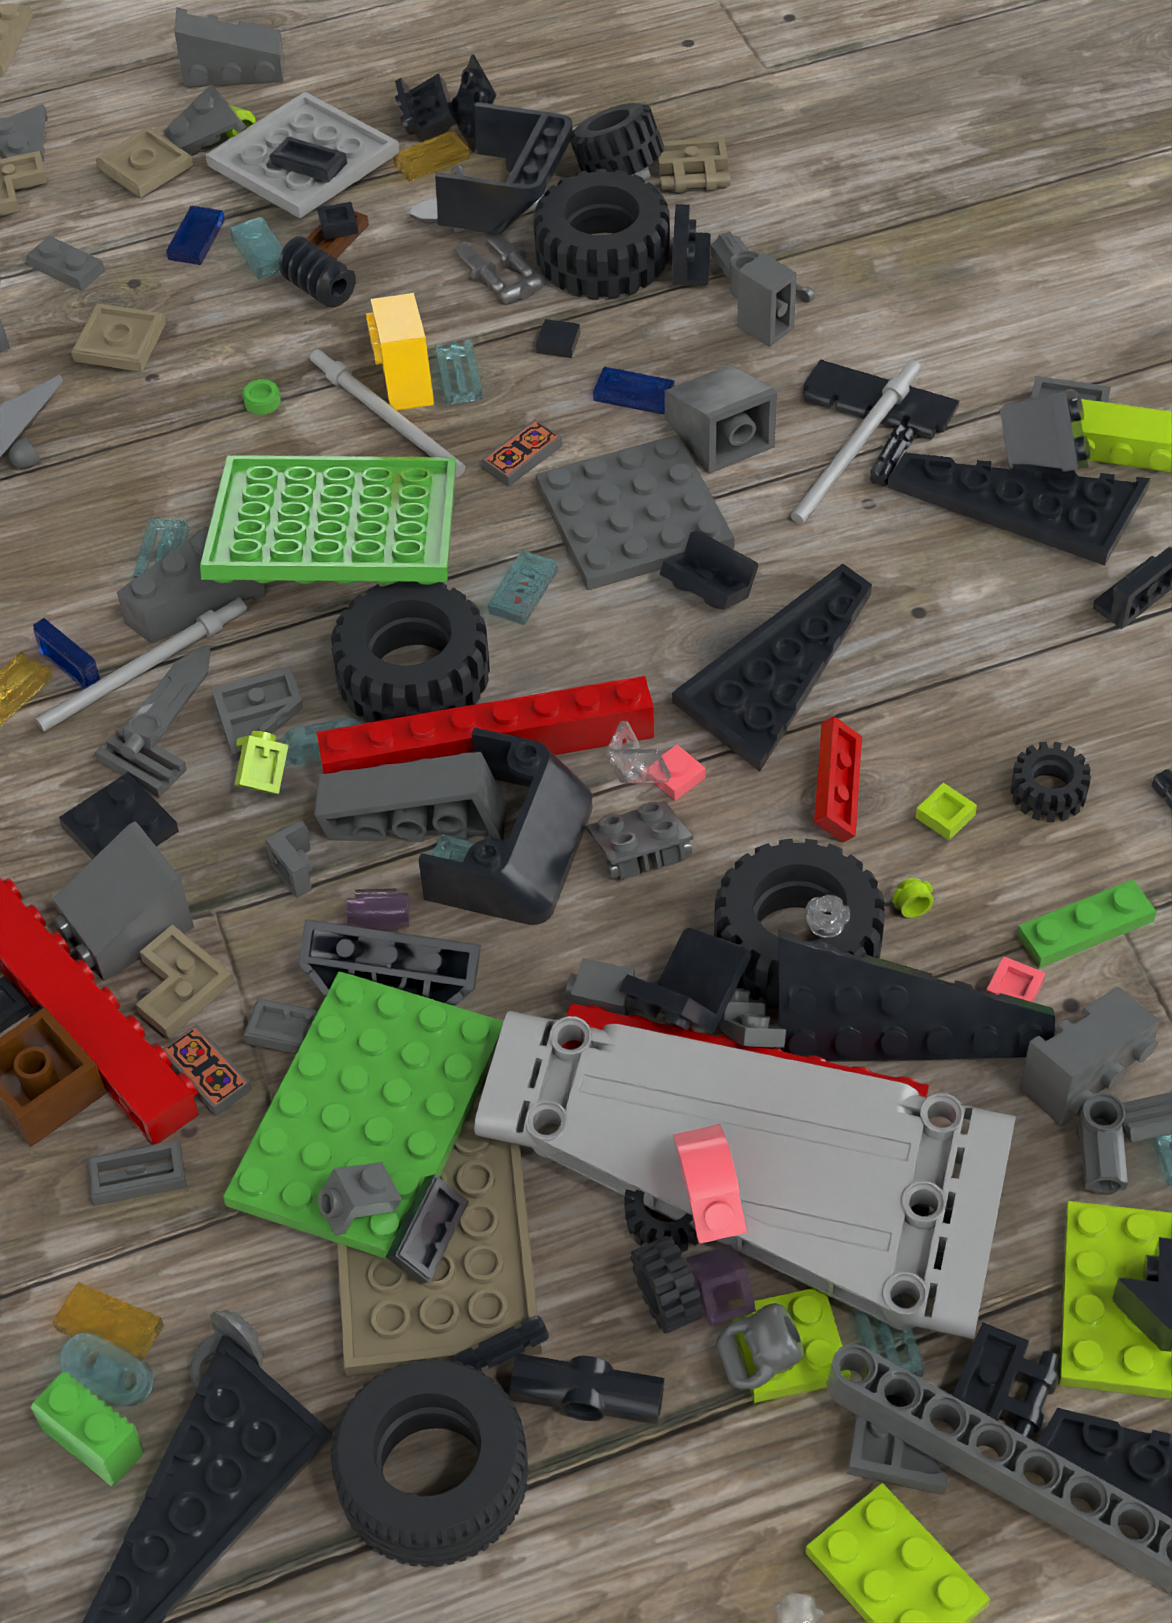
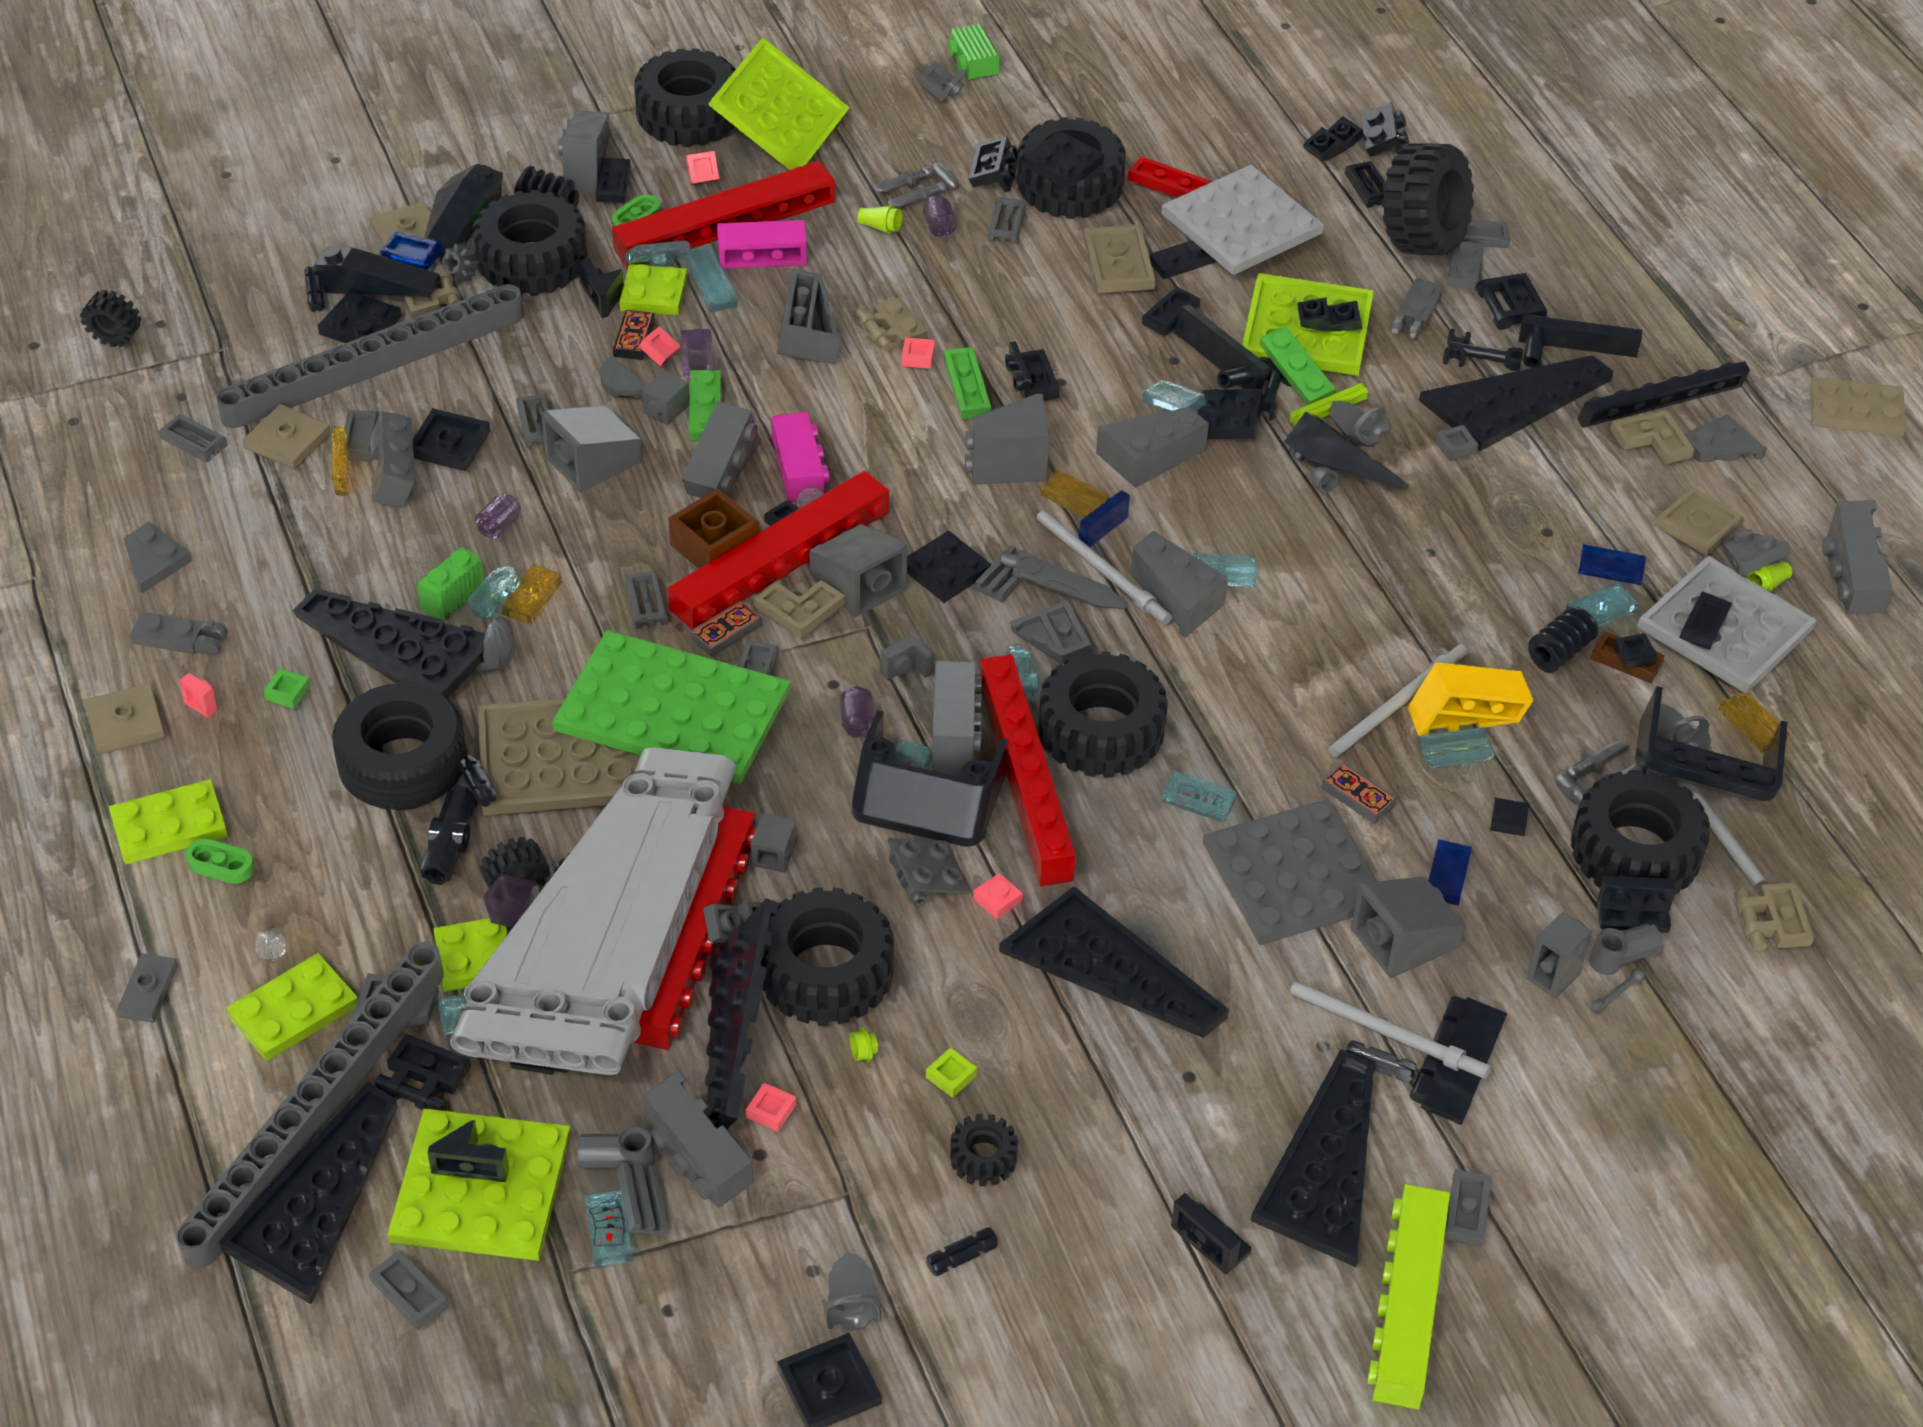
camera: 85 degrees right, 5 degrees down
(65, 263) = (1560, 484): dark grey plate -> none
(119, 337) = (1467, 522): dark tan plate -> none
(261, 397) = (1410, 619): bright green tile -> none
(261, 762) = (996, 633): lime bracket -> none
(331, 519) = (1236, 650): bright green plate -> none
(357, 1193) = (589, 687): dark grey bracket -> none
(408, 962) = (808, 710): black wedge -> none
(425, 108) = (1814, 706): black bracket -> none
(427, 1229) = (569, 735): black plate -> none
(473, 88) = (1815, 743): black hinge -> none
(618, 139) = (1770, 841): black tyre -> none
(634, 763) = (995, 857): clear bracket -> none
(694, 982) = (749, 873): black bracket -> none
(710, 1183) = (570, 856): coral brick -> none
(711, 571) = (1210, 915): black bracket -> none
(771, 1341) = (461, 924): dark grey piece -> none
(824, 924) = (805, 954): clear plate -> none
(838, 779) = (984, 997): red plate -> none
(1046, 432) = (1387, 1167): black bracket -> none
(1086, 923) = (837, 1168): bright green plate -> none

